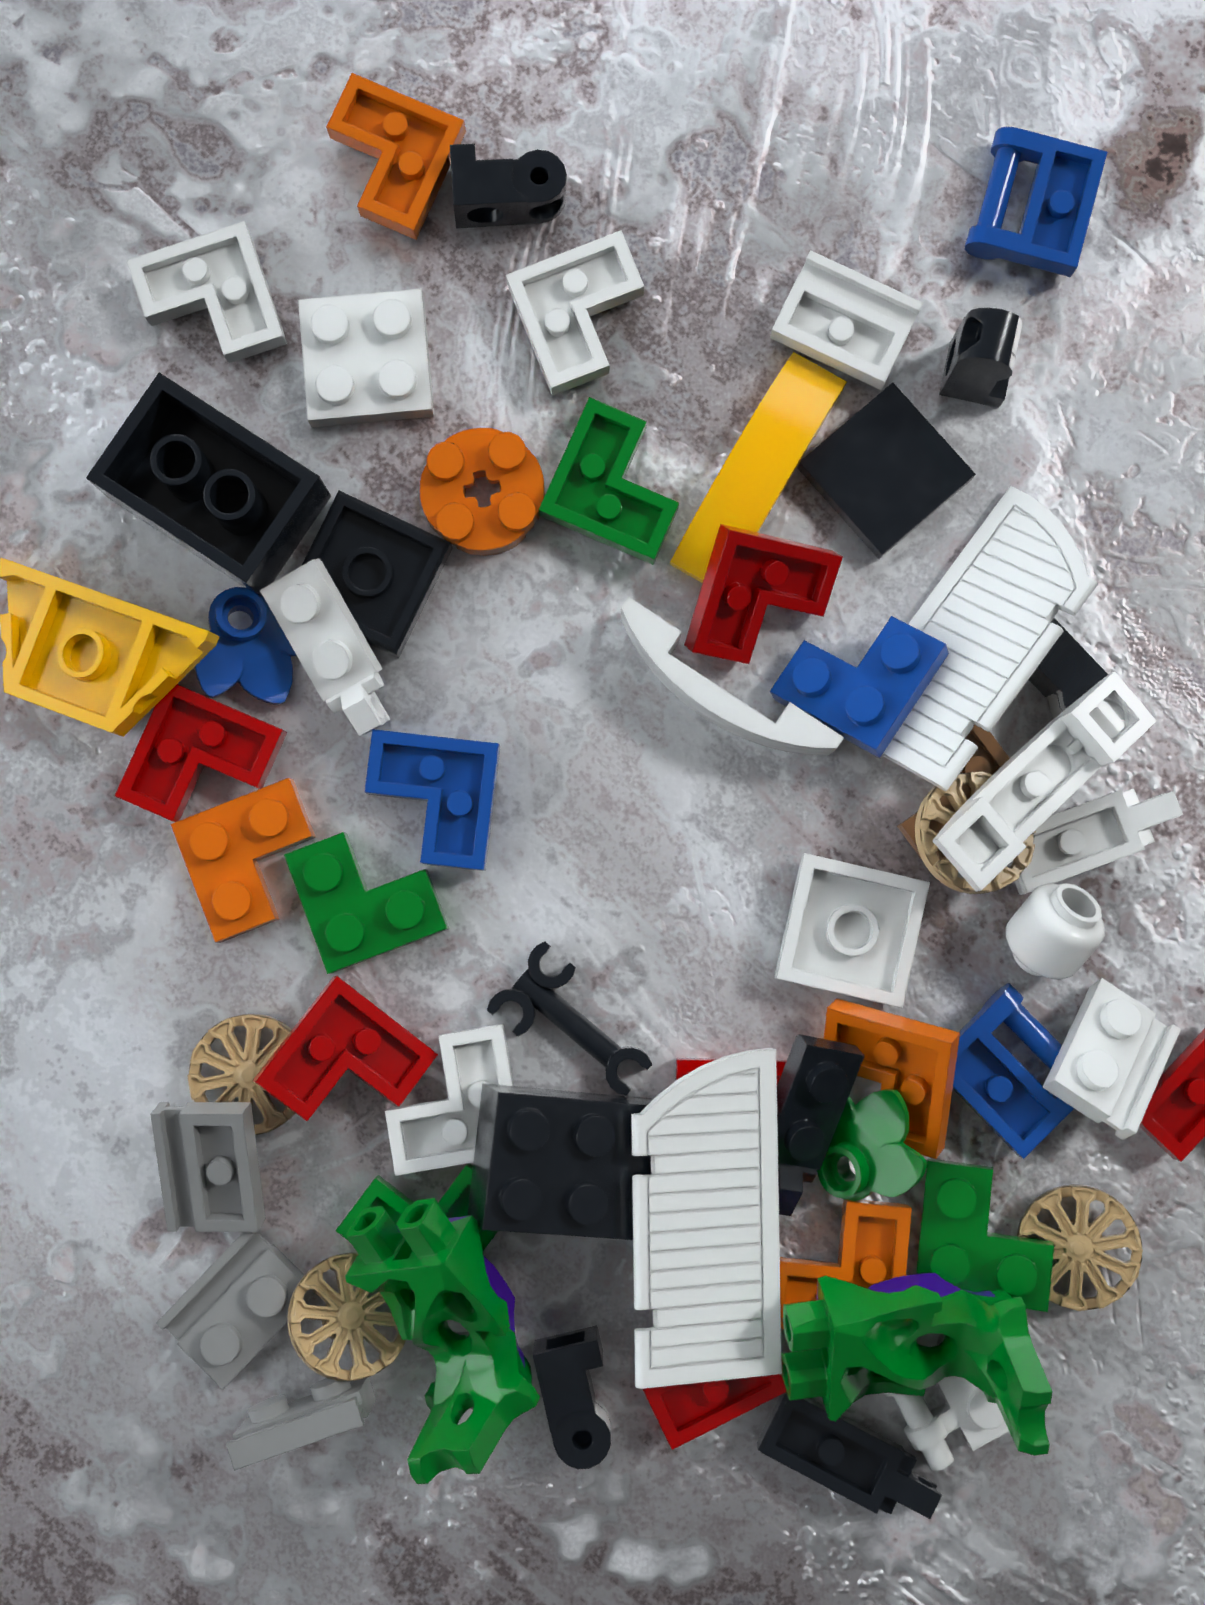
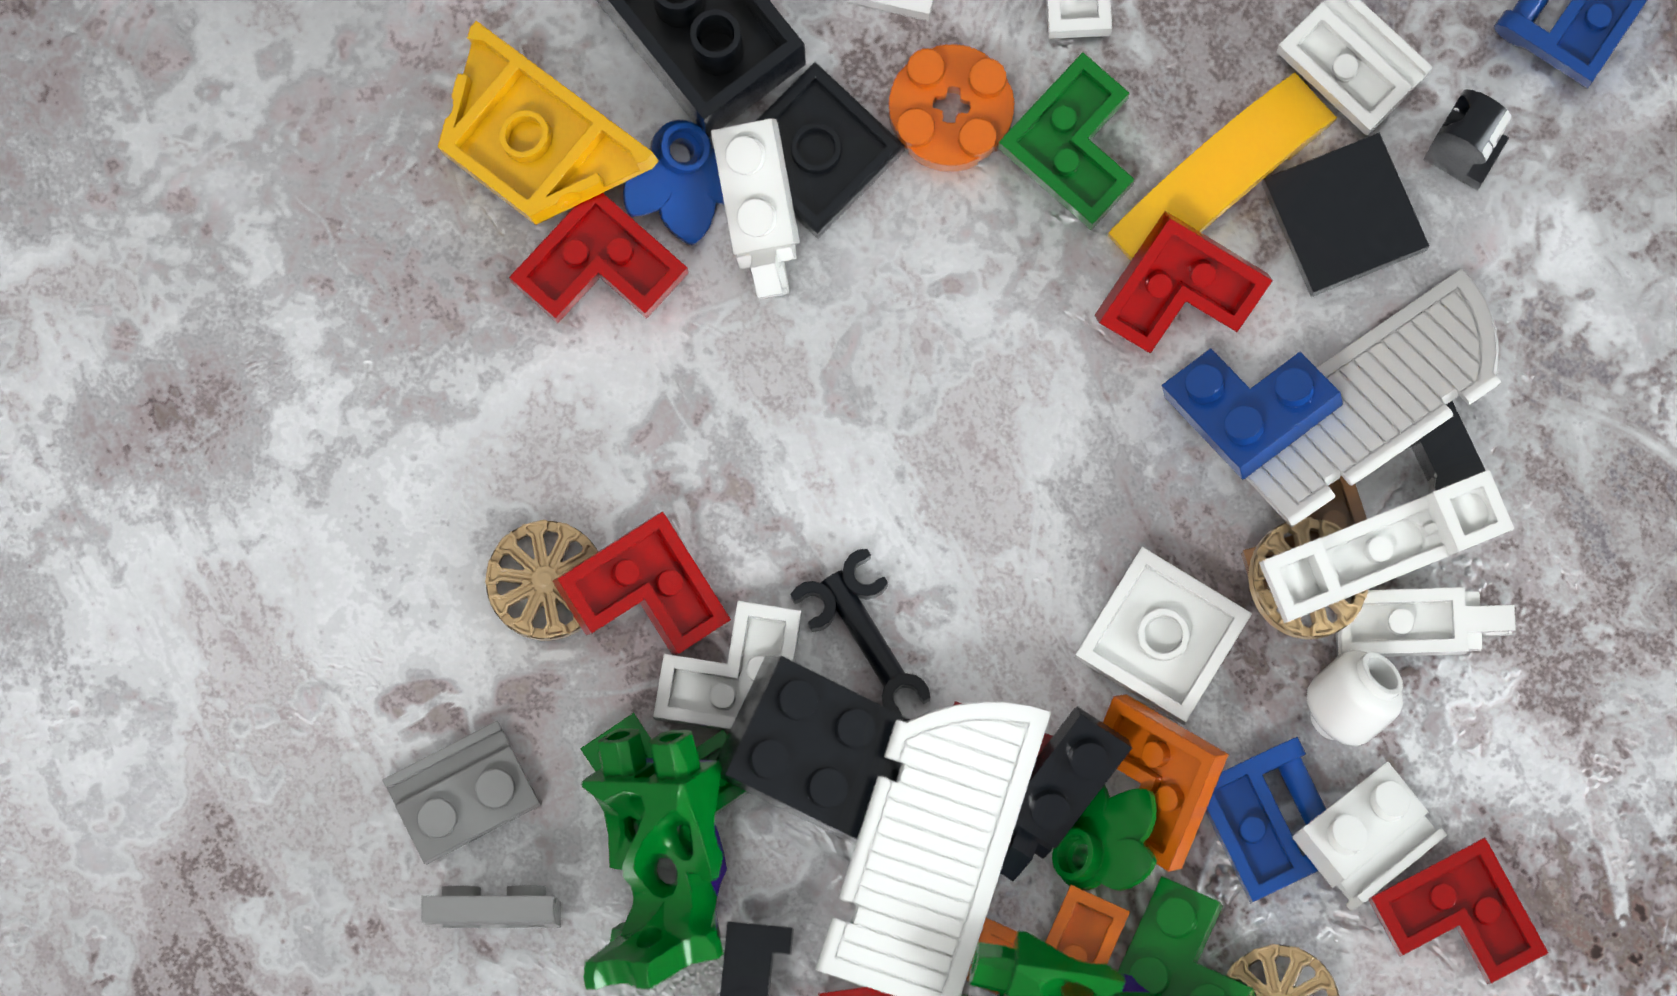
camera: 20 degrees right, 5 degrees down
(208, 1166) = (482, 649): light grey plate -> none
(224, 852) = (597, 358): orange plate -> none
(345, 1320) = (562, 836): tan wheel -> none
(358, 922) = (694, 473): green plate -> none
(453, 778) = (832, 371): blue plate -> none
(656, 641) = (1169, 427): white slope -> none

